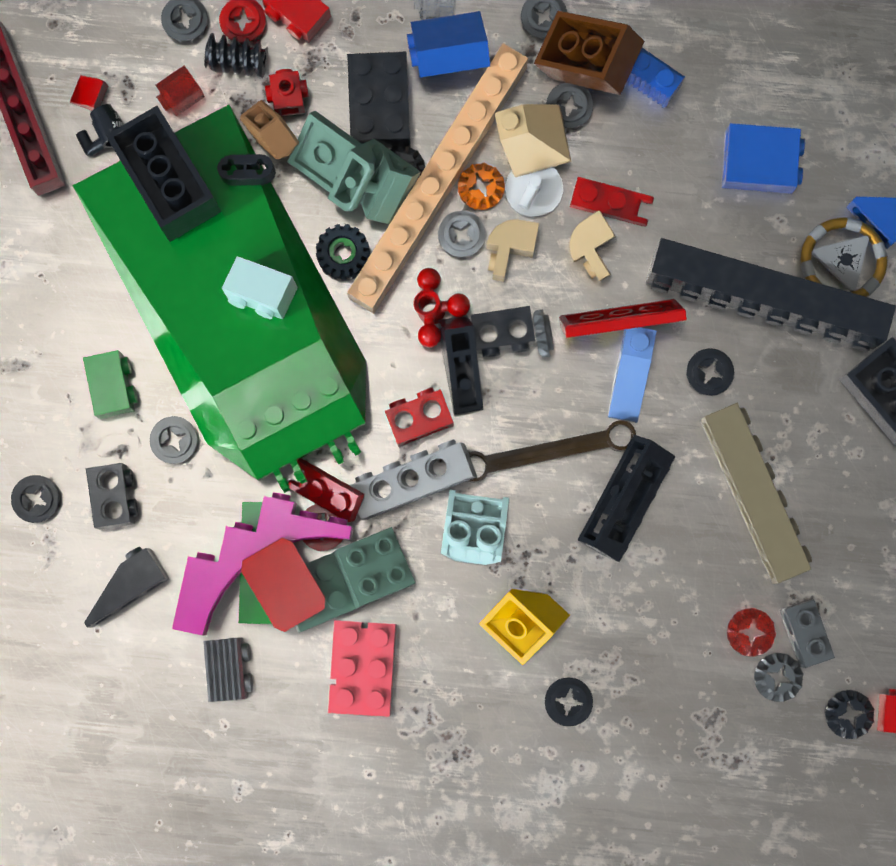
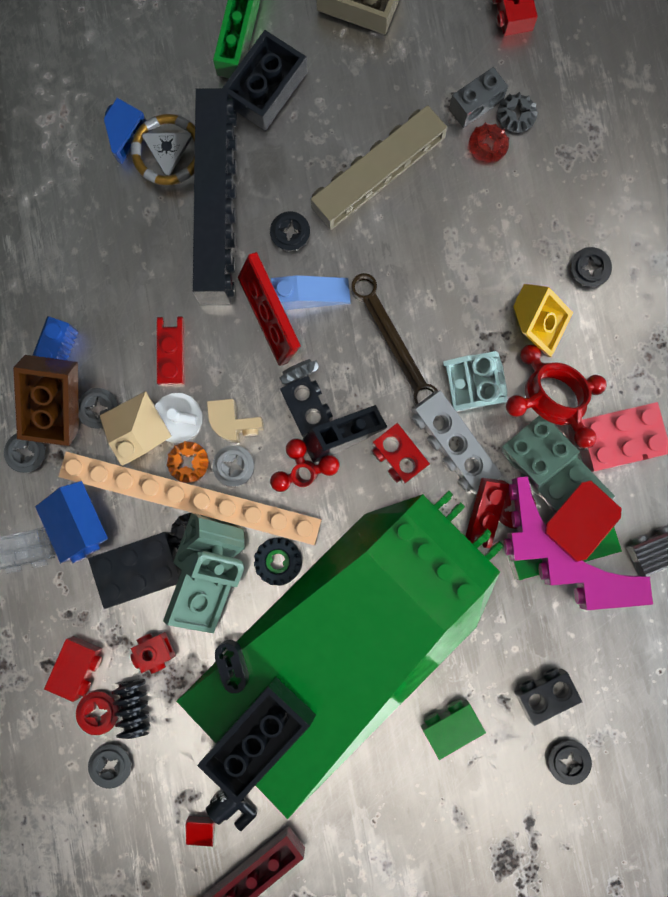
camera: 105 degrees left, 0 degrees up
(129, 583) = (611, 653): black slope -> none
(160, 435) = (482, 670): gear -> none
(179, 91) = (177, 750): clear red brick -> none
(259, 288) = (337, 620): light aqua brick -> none
(269, 130) = (190, 657): medium nougat brick -> none
(432, 662) = (549, 409): none -> red piece
(588, 237) = (207, 358): tan brick -> none
(627, 498) = (415, 265): black brick -> none
(762, 158) = (100, 238): blue brick -> none
(838, 706) = (528, 62): black gear -> none

